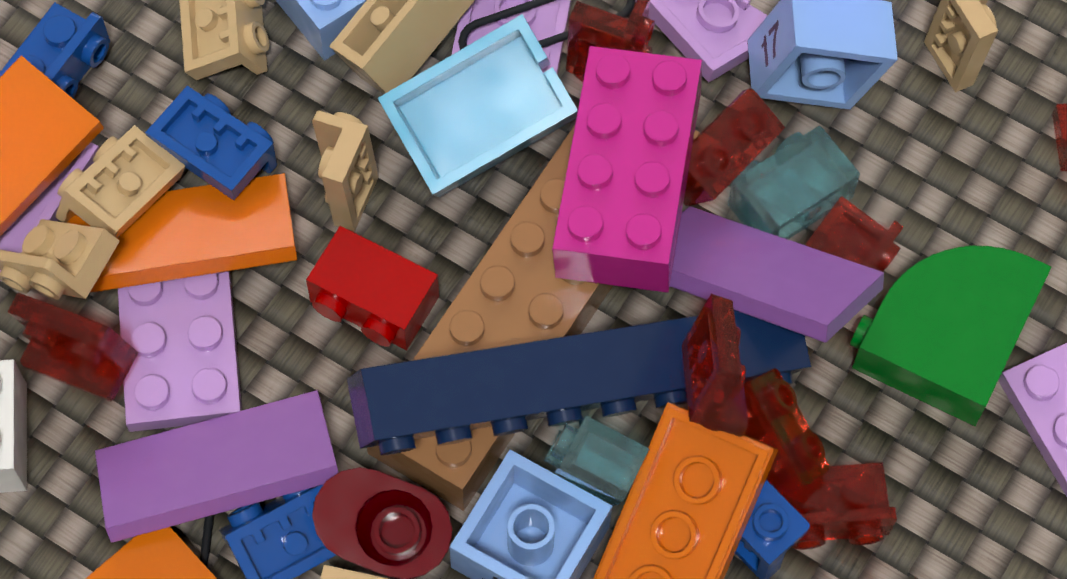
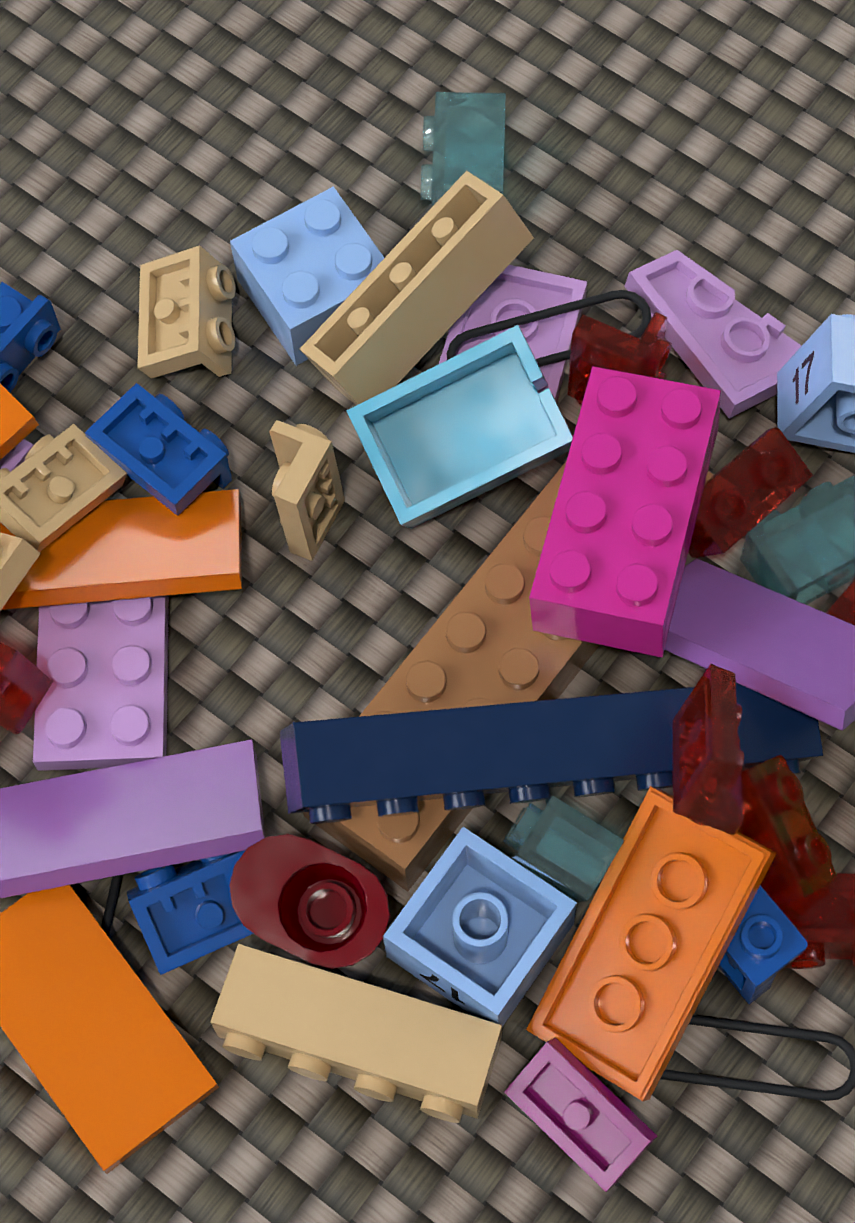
camera: 10 degrees right, 0 degrees up
(372, 289) = (324, 628): red brick -> none

